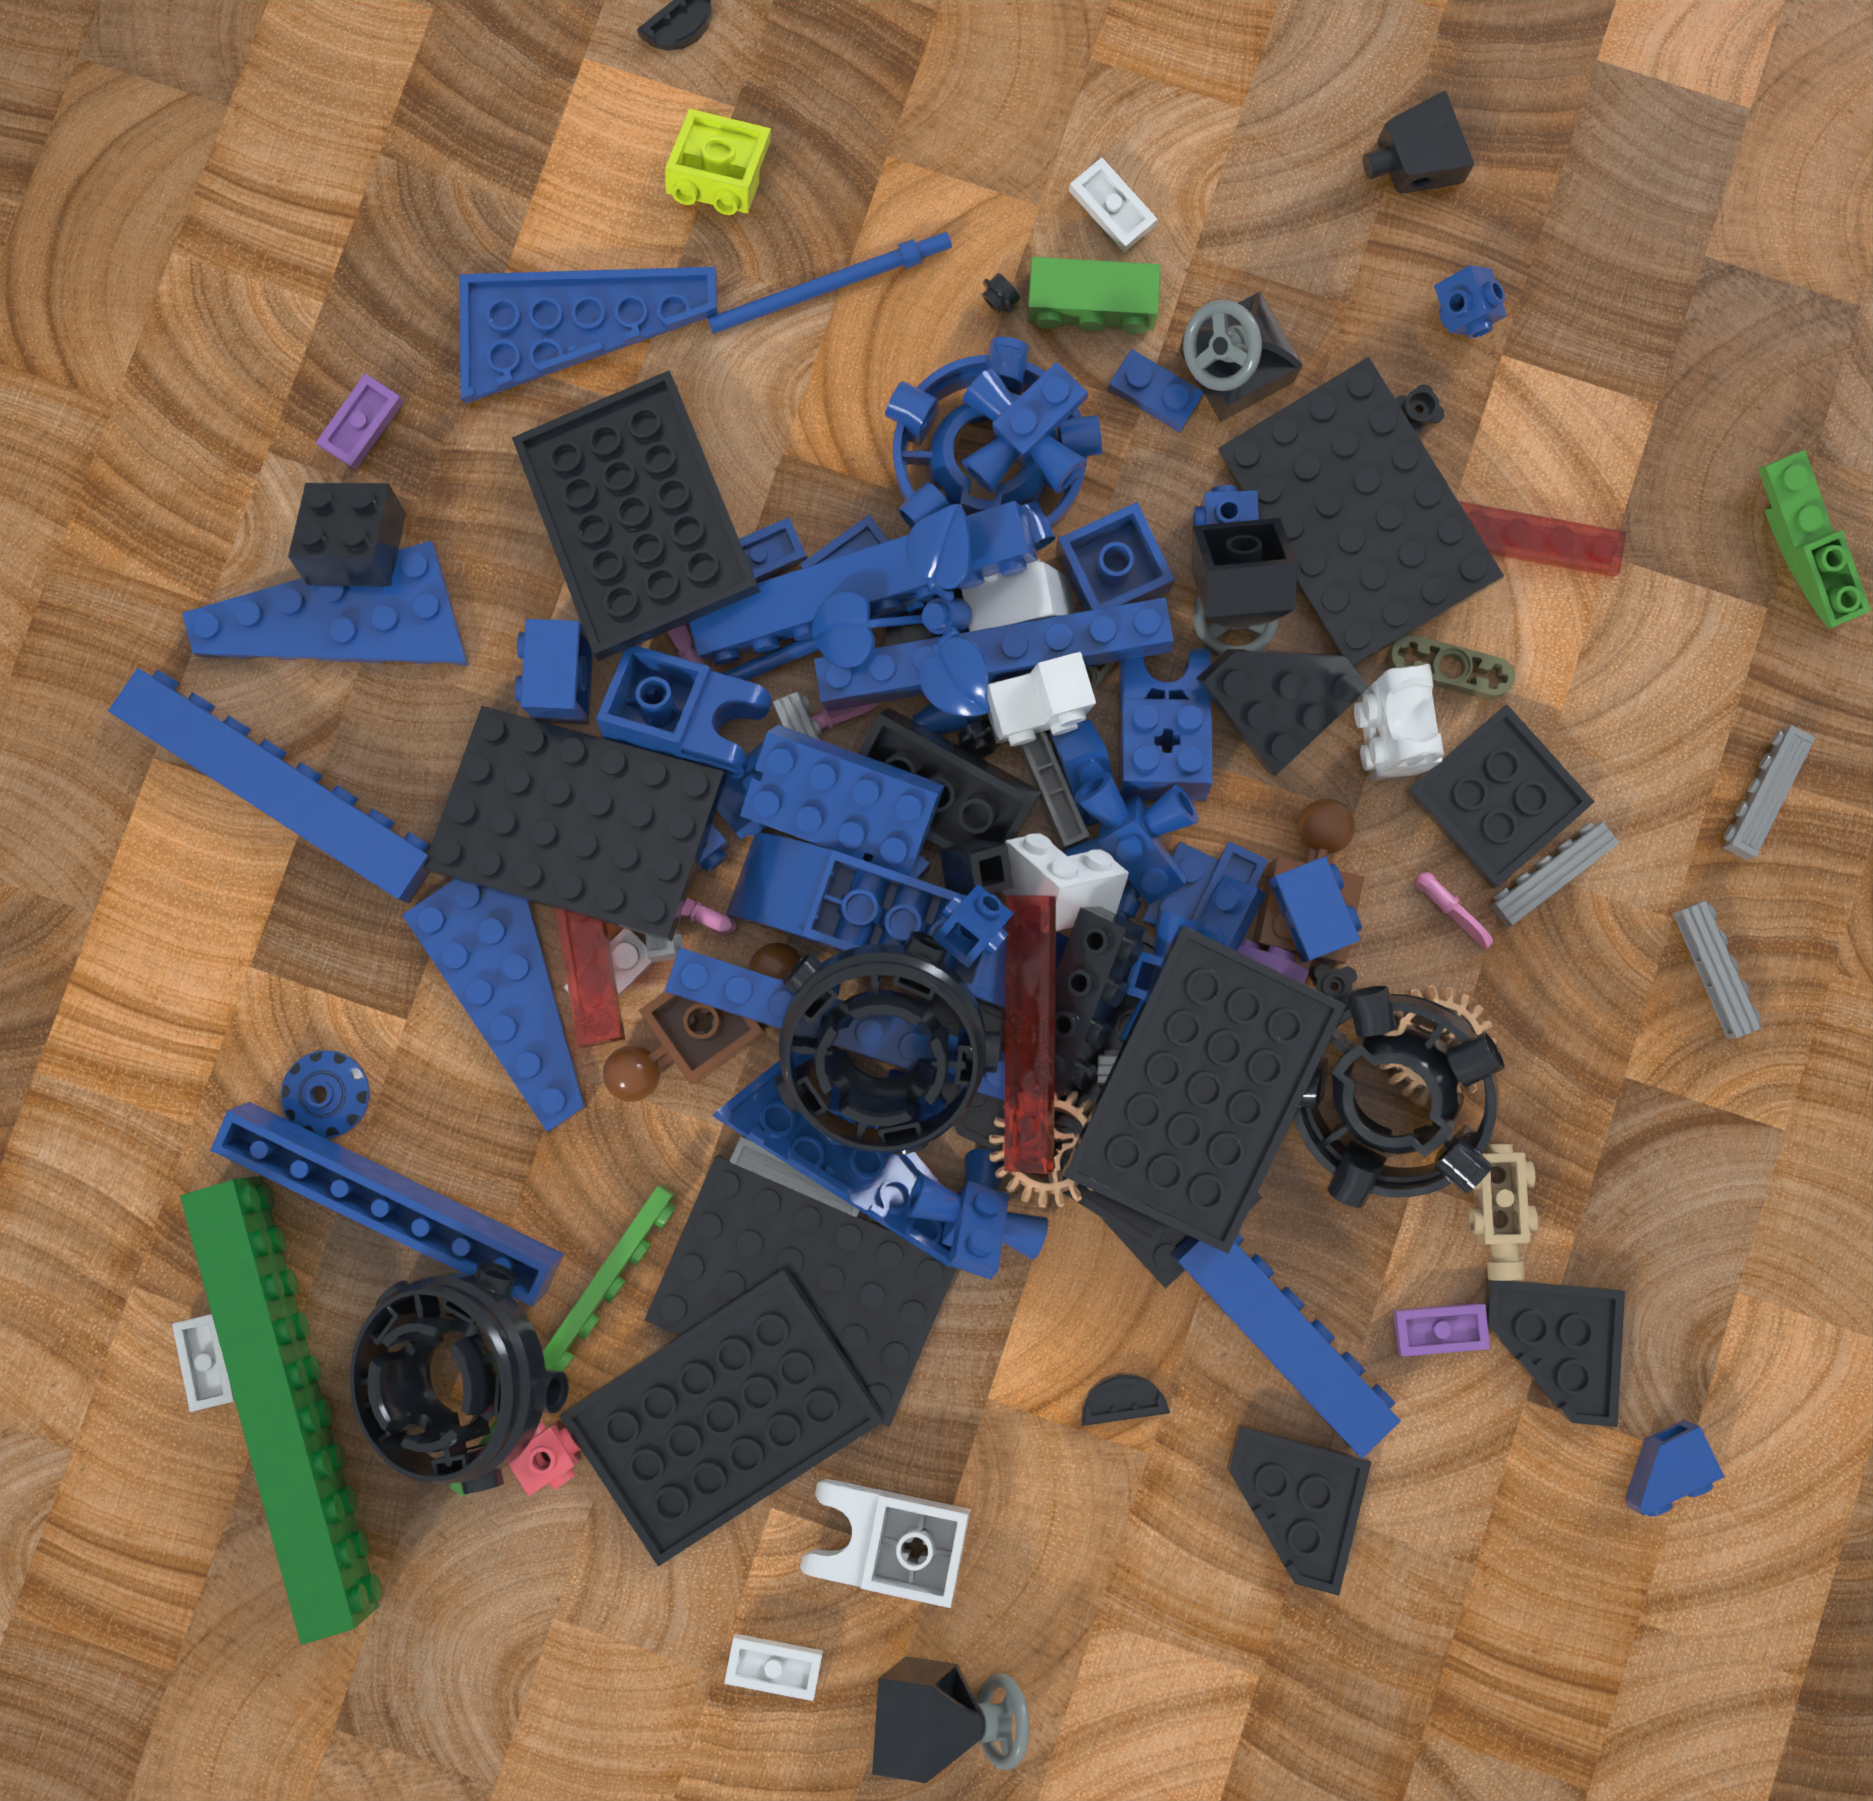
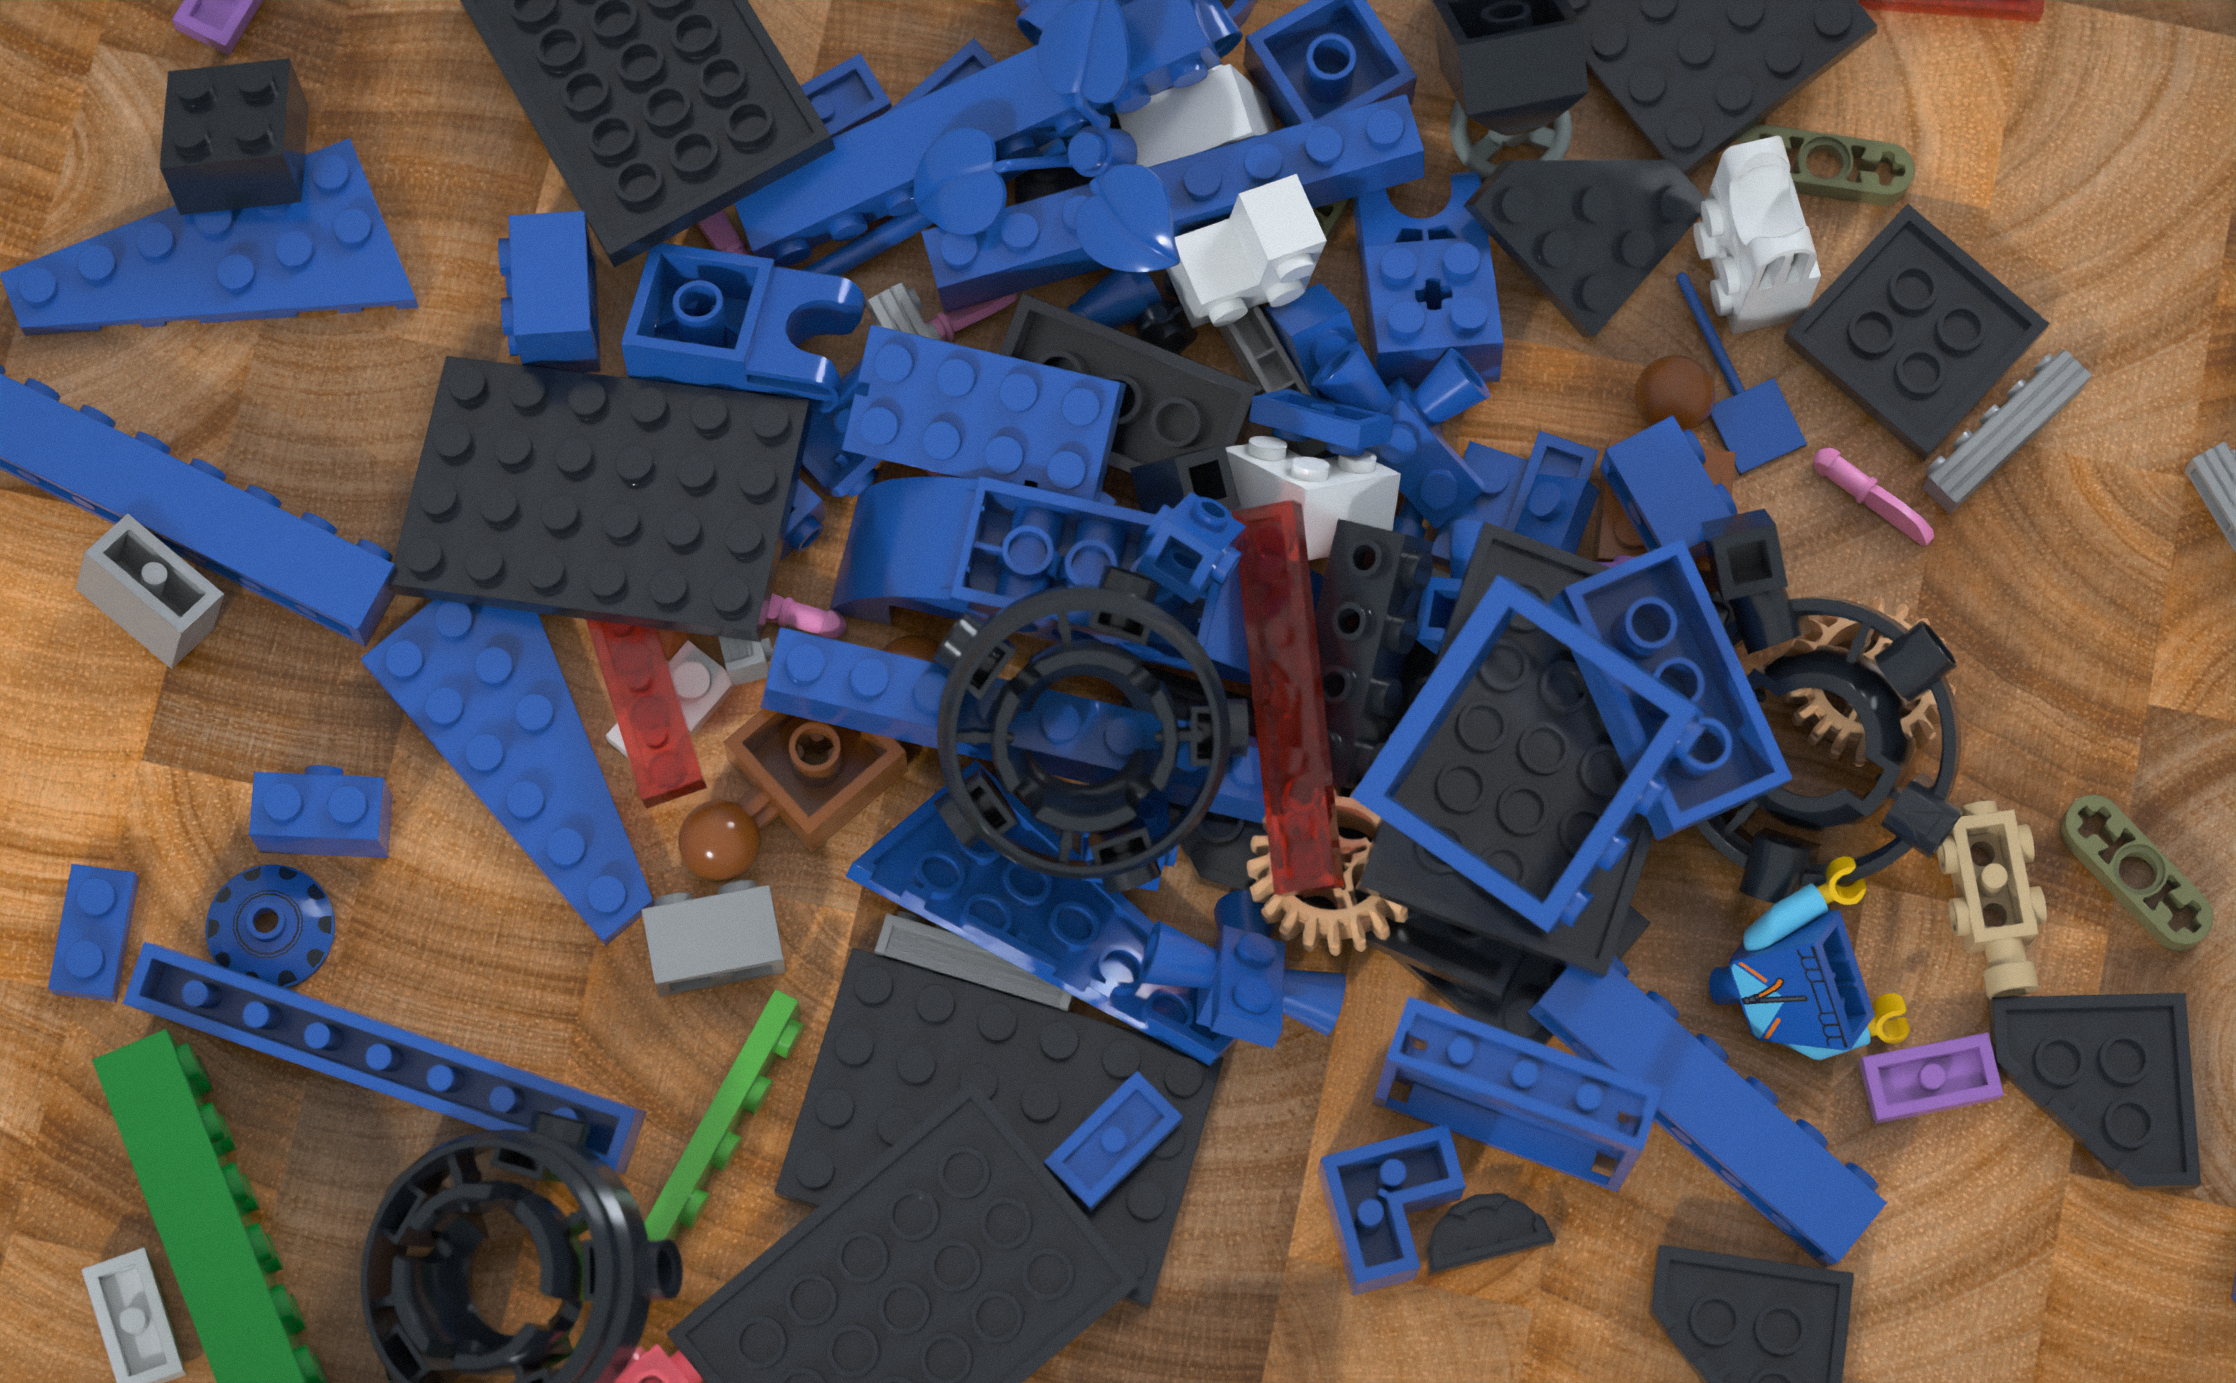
camera: 10 degrees left, 10 degrees down
(205, 1086) = (93, 933): none -> blue plate
(259, 854) = (149, 591): none -> light grey brick
(363, 1023) = (321, 813): none -> blue brick
(621, 1140) = (713, 938): none -> light grey brick
(876, 1318) = (1113, 1141): none -> blue plate
(1049, 1370) = (1373, 1191): none -> blue brick
(1077, 827) = (1305, 416): none -> blue plate
(1157, 1333) = (1517, 1094): none -> blue window
(1270, 1151) = (1439, 696): none -> blue window
(1300, 1066) = (1668, 625): none -> blue brick
(1363, 1254) = (1803, 978): none -> torso
(1364, 969) = (1744, 554): none -> black brick
(1379, 846) = (1753, 420): none -> blue piece
(1611, 1232) = (2156, 920): none -> olive beam

